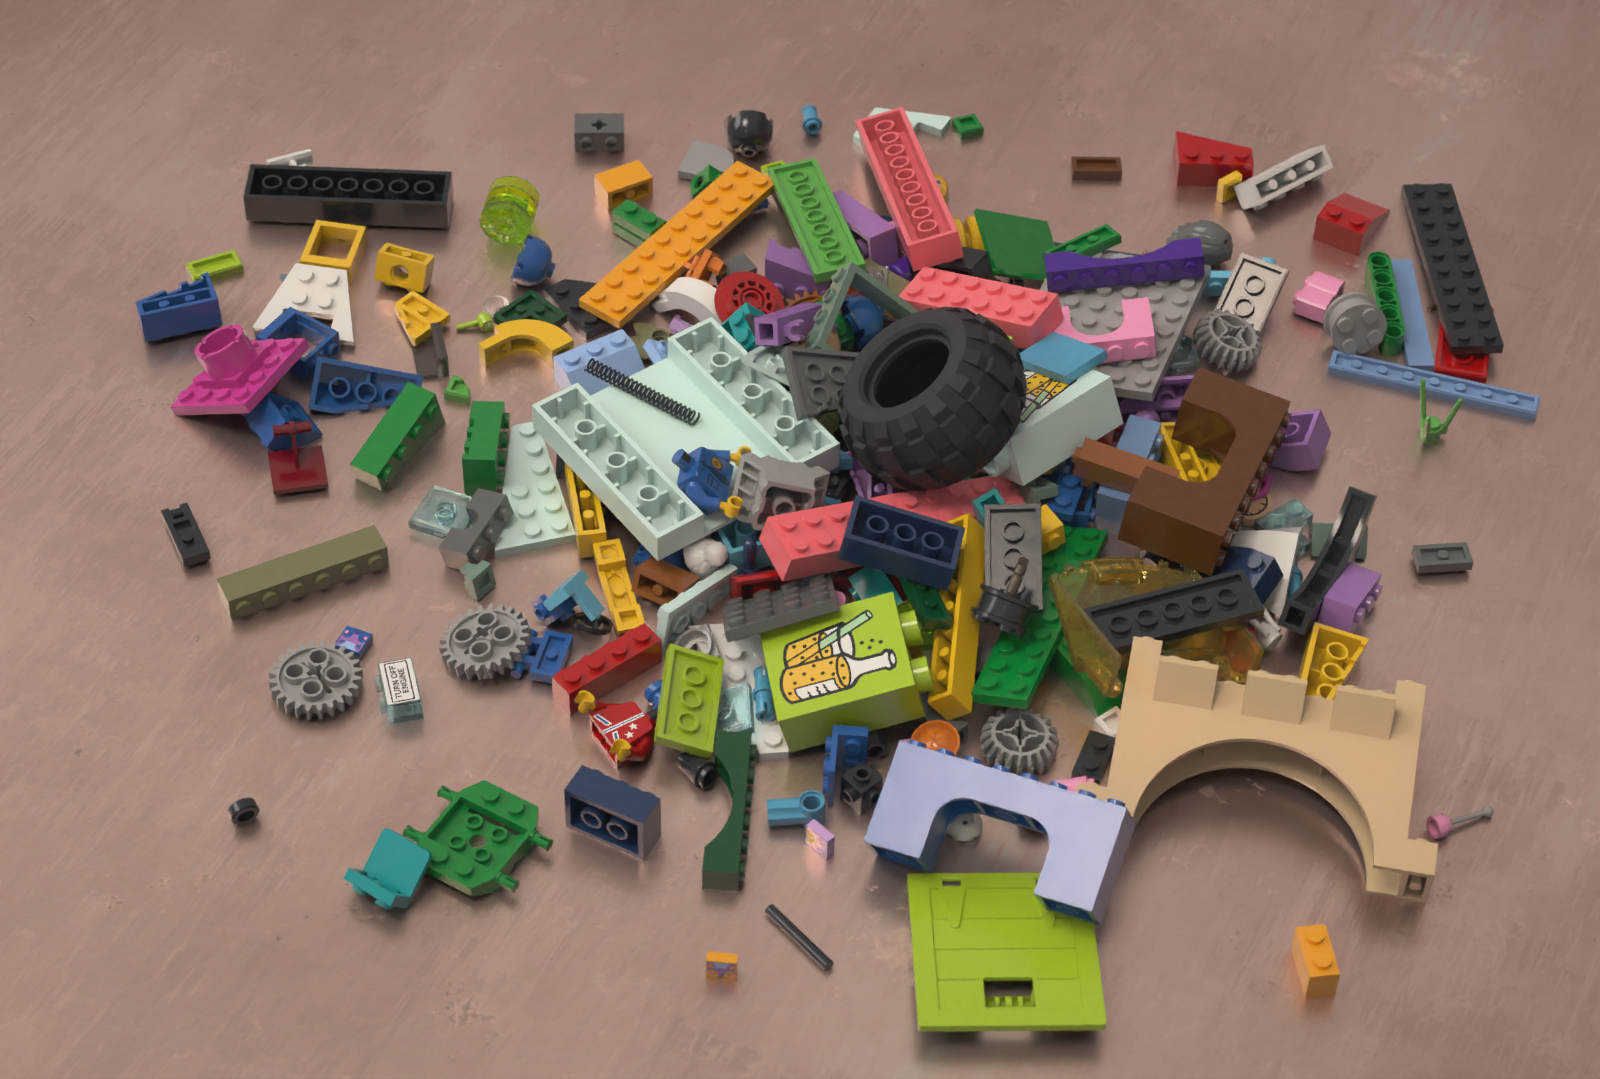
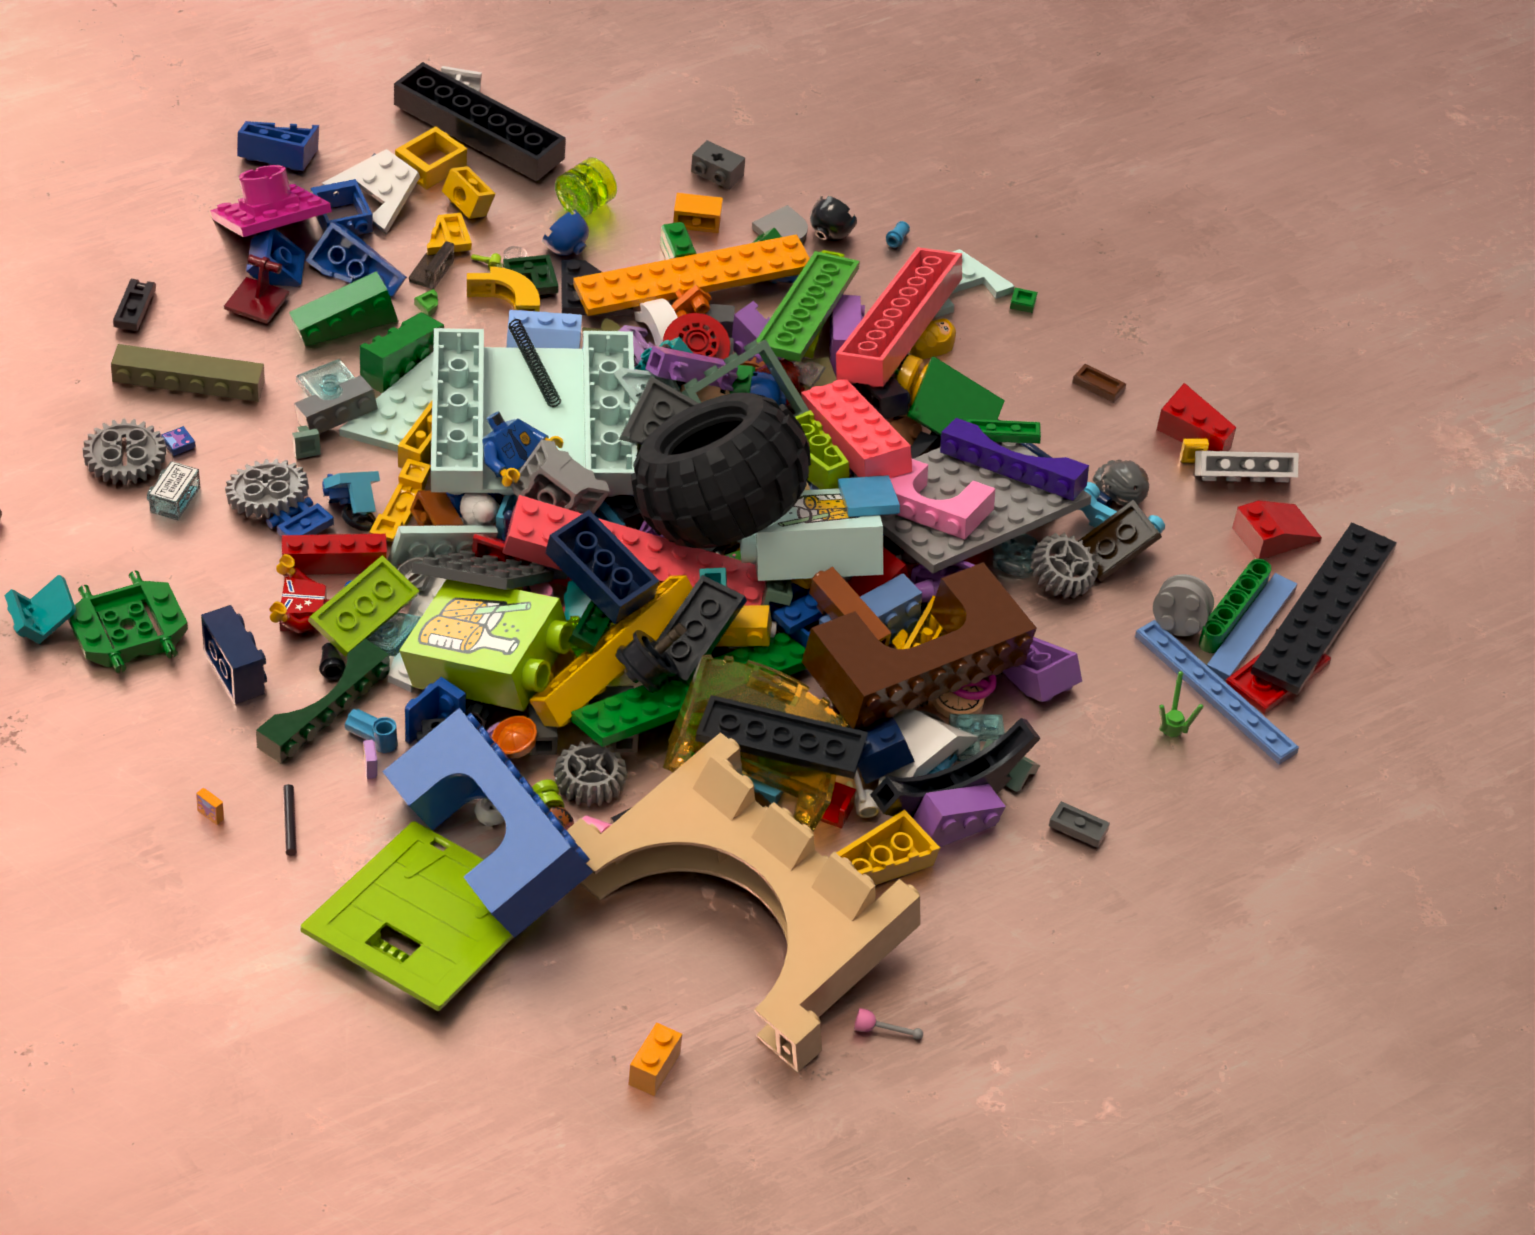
camera: 30 degrees right, 0 degrees up
(217, 266) = (340, 127): lime tile -> none
(1317, 295) = (1188, 563): bright pink brick -> none

